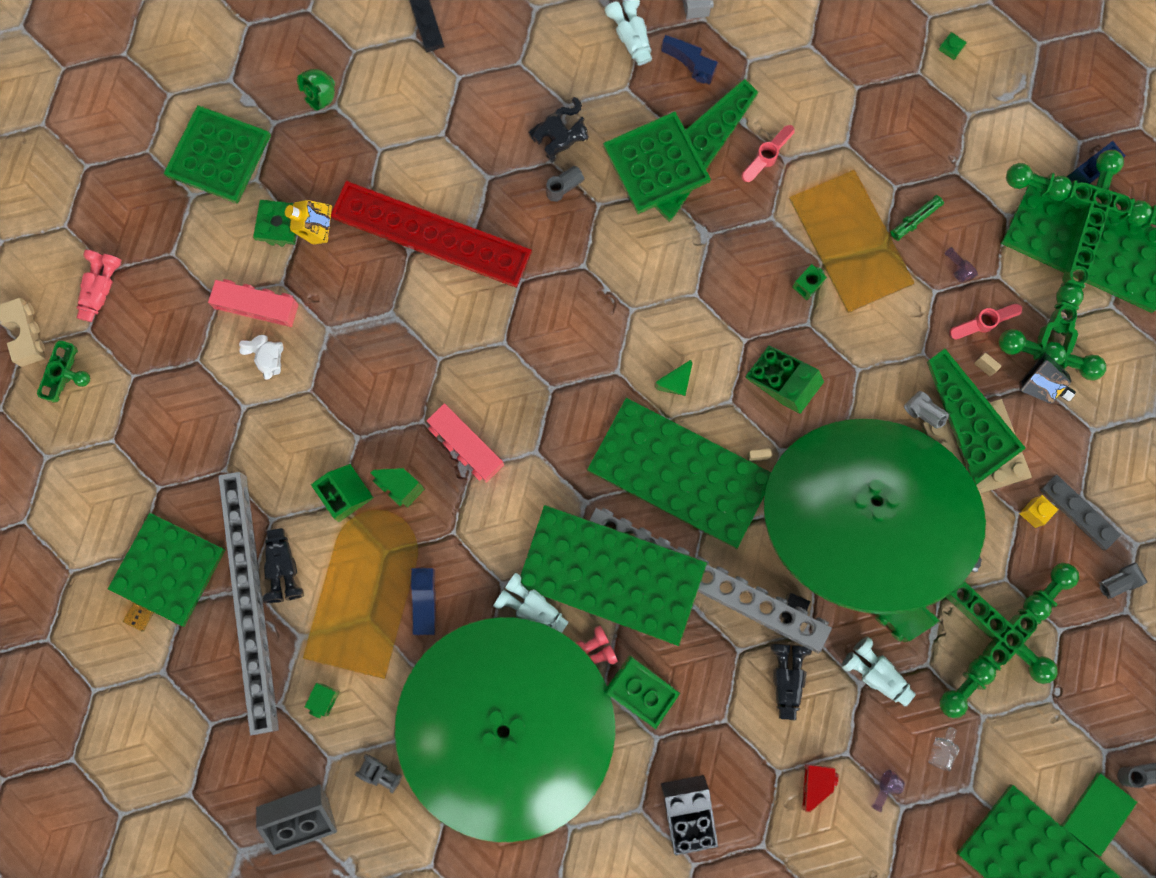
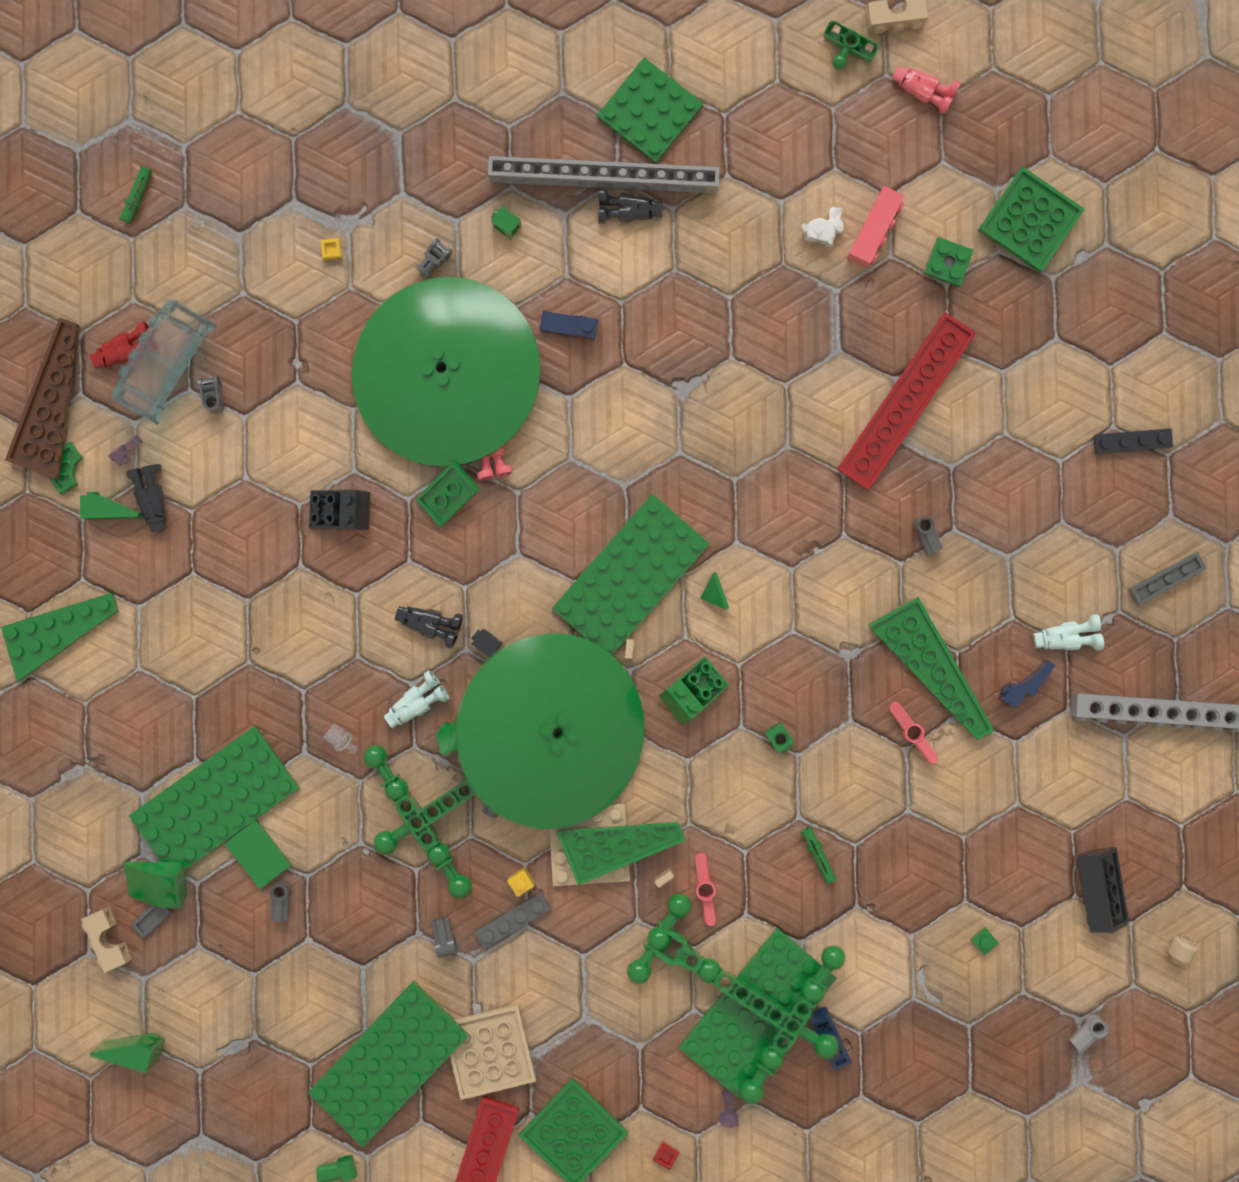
camera: 100 degrees right, 10 degrees up
(138, 617) = (613, 79): clear yellow tile -> none
(295, 819) = (413, 182): dark grey slope -> none
(310, 220) = (942, 292): yellow torso -> none
(317, 87) = (1076, 324): green cylinder -> none
(342, 492) = (681, 273): green slope -> none
(364, 594) = (589, 276): clear yellow piece -> none
(400, 483) = (673, 324): green slope -> none
(465, 443) = (700, 390): coral brick -> none
(534, 605) = (541, 419): light aqua piece -> none
(558, 133) = (980, 540): black animal -> none
(612, 574) = (552, 491): green plate -> none
(656, 162) = (926, 624): green plate -> none
(812, 641) = (595, 489): light grey brick -> none
(818, 785) = (337, 624): red slope -> none
(851, 241) = (811, 788): clear yellow piece -> none
(889, 783) = (324, 685): clear purple bar -> none
(922, 406) = (637, 807): light grey piece -> none
(965, 270) = (756, 882): bar -> none
(1047, 381) = (635, 925): torso -> none

